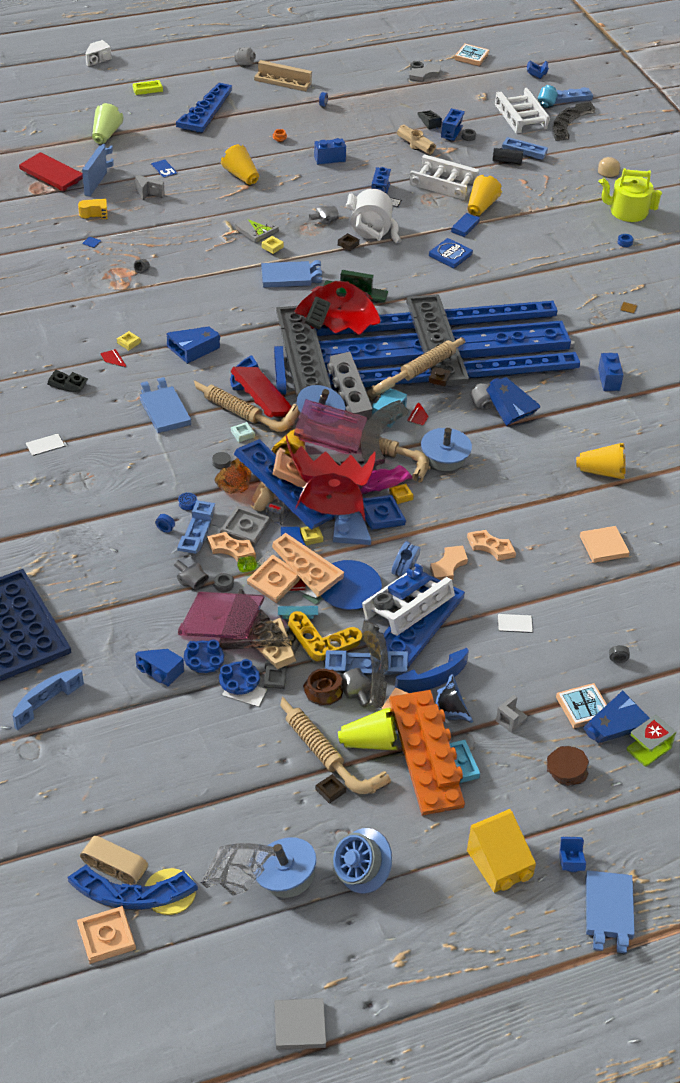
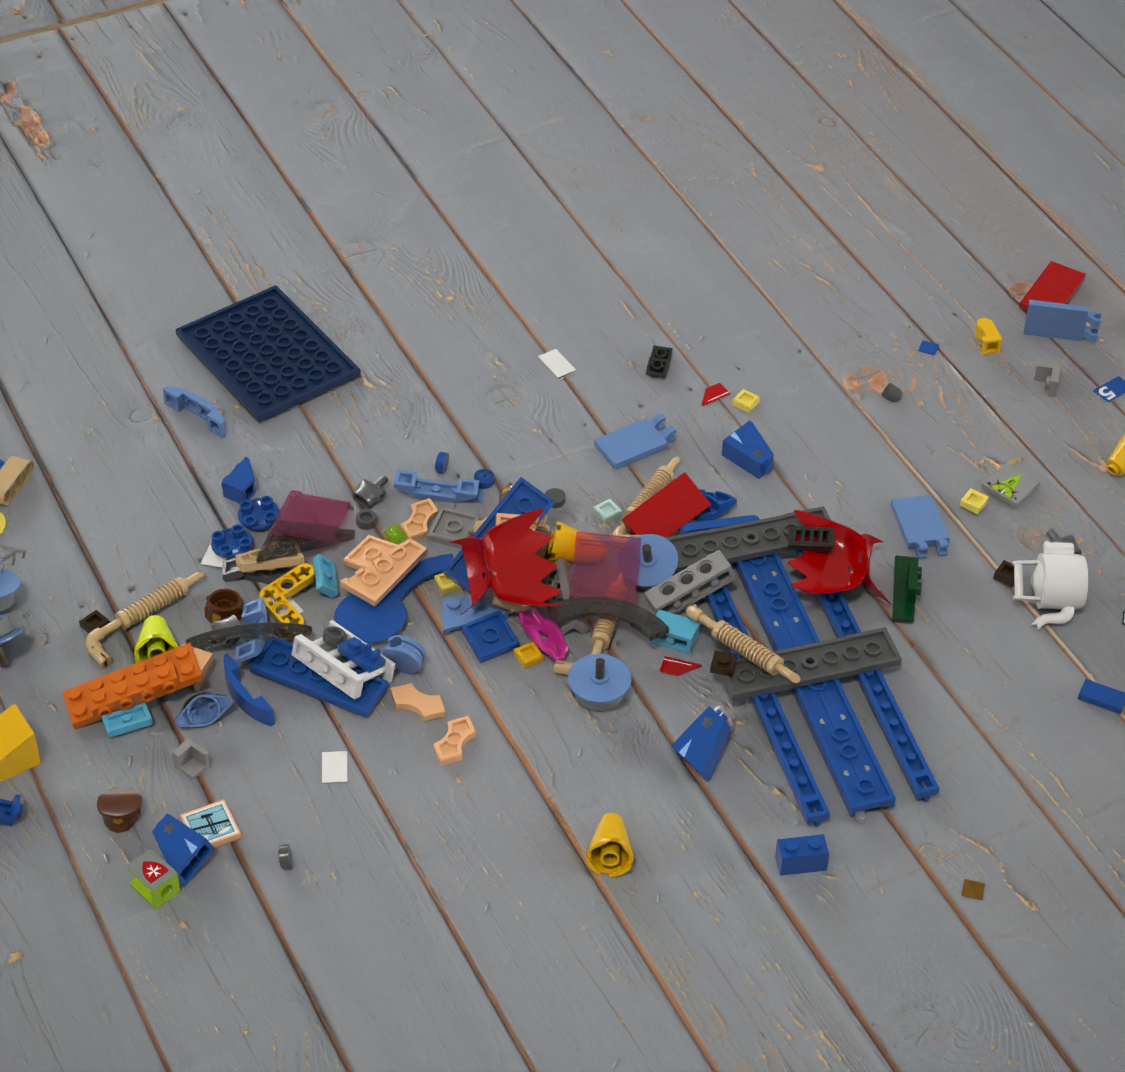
camera: 85 degrees right, 0 degrees up
(450, 253) = (1028, 682): tile -> none
(604, 544) = (470, 849): light nougat tile -> none

